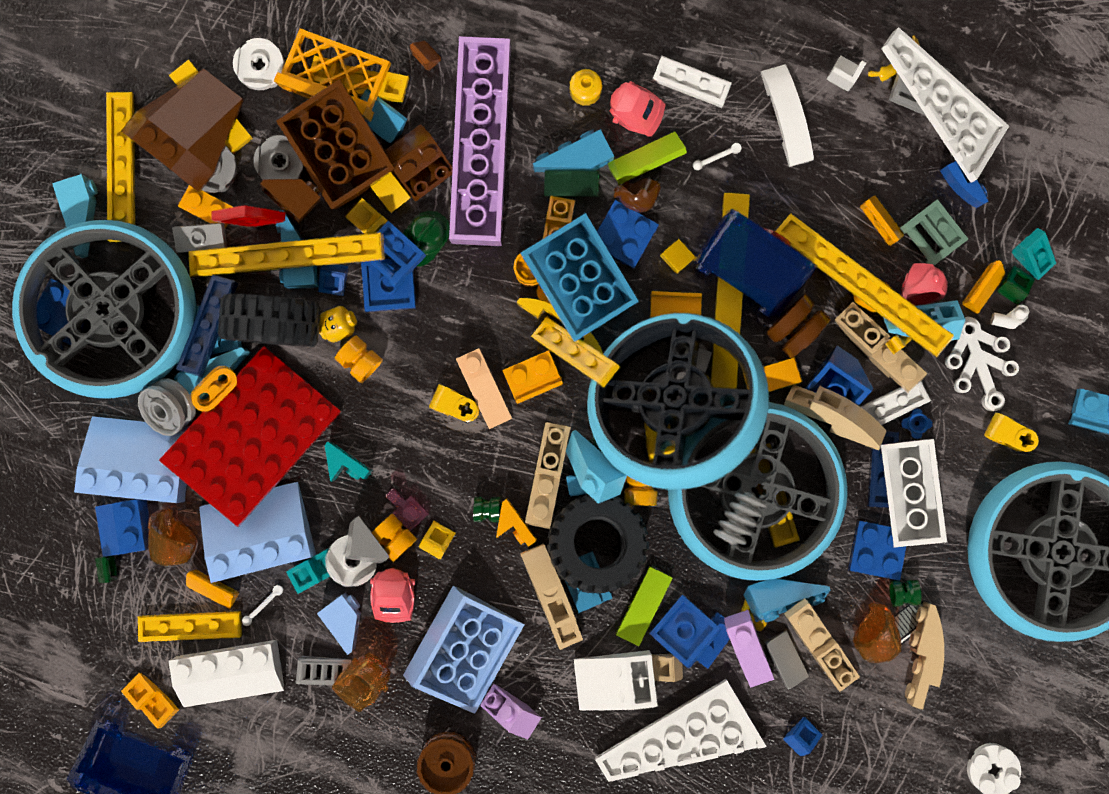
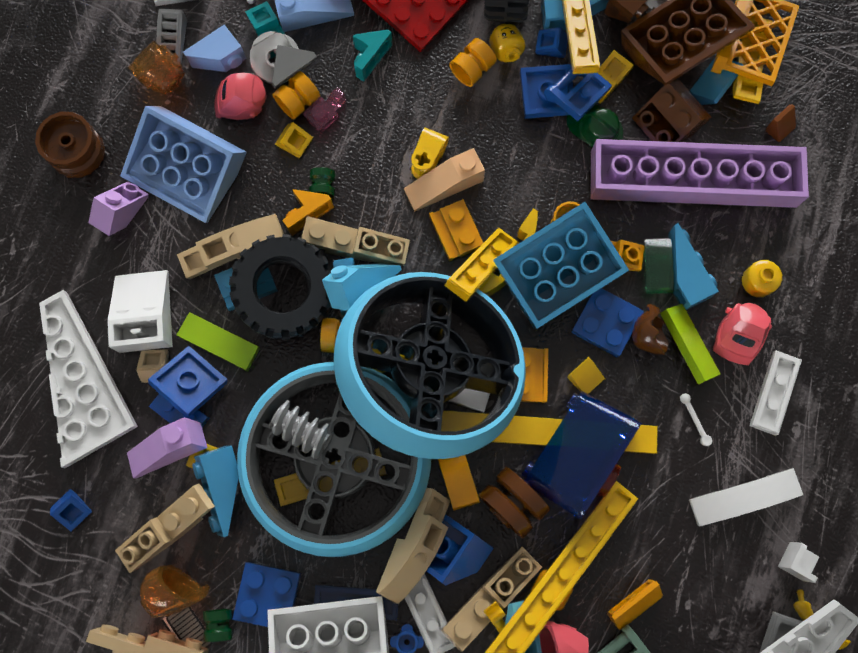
camera: 90 degrees right, 10 degrees down
(391, 192) = (641, 90): yellow slope -> none
(786, 659) = (153, 491): light grey slope -> none

